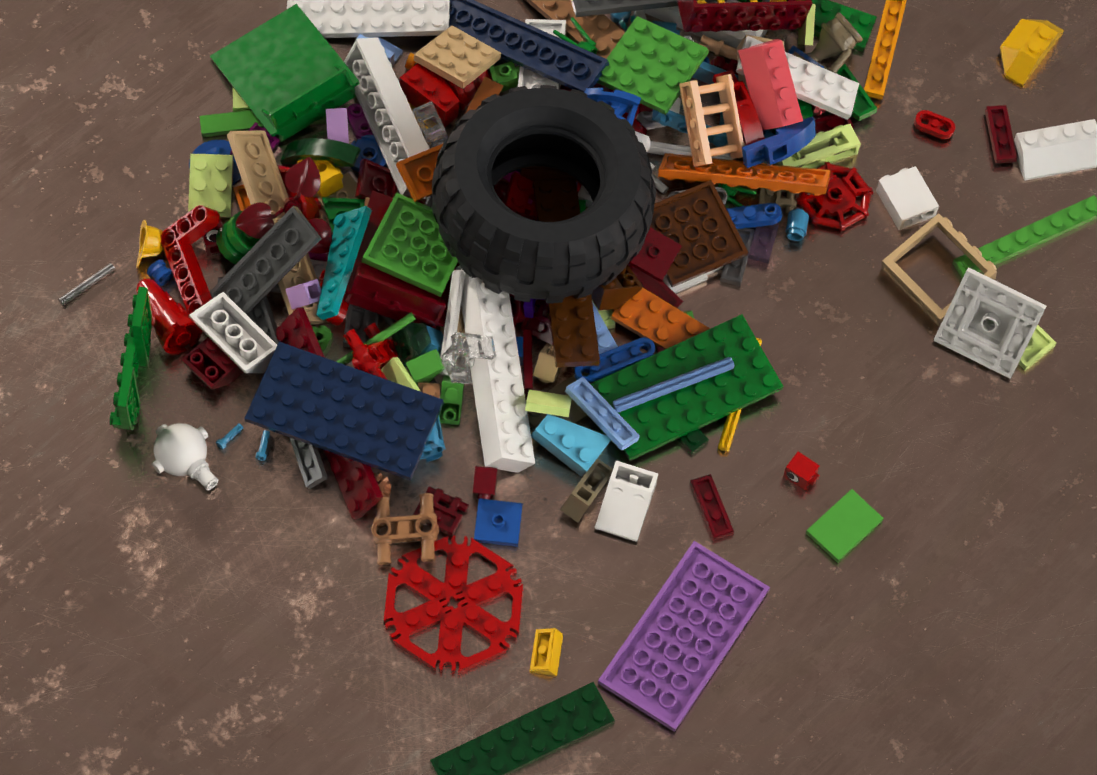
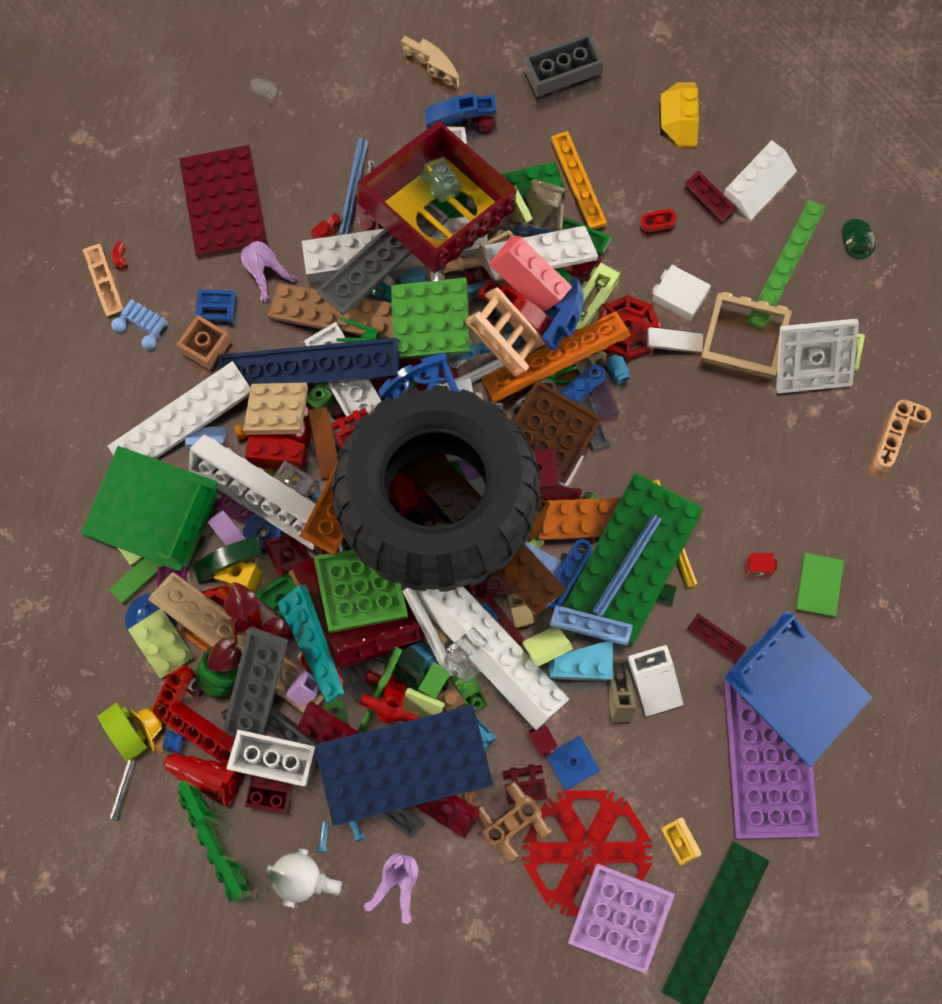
camera: 25 degrees left, 10 degrees up
(123, 234) = (122, 731): none -> lime brick
(274, 503) = (397, 870): none -> lavender hair
(441, 672) = (621, 918): none -> lavender plate
(753, 591) = (797, 688): none -> door
(868, 232) = (674, 340): none -> white tile
(1017, 446) = (895, 436): none -> light nougat beam

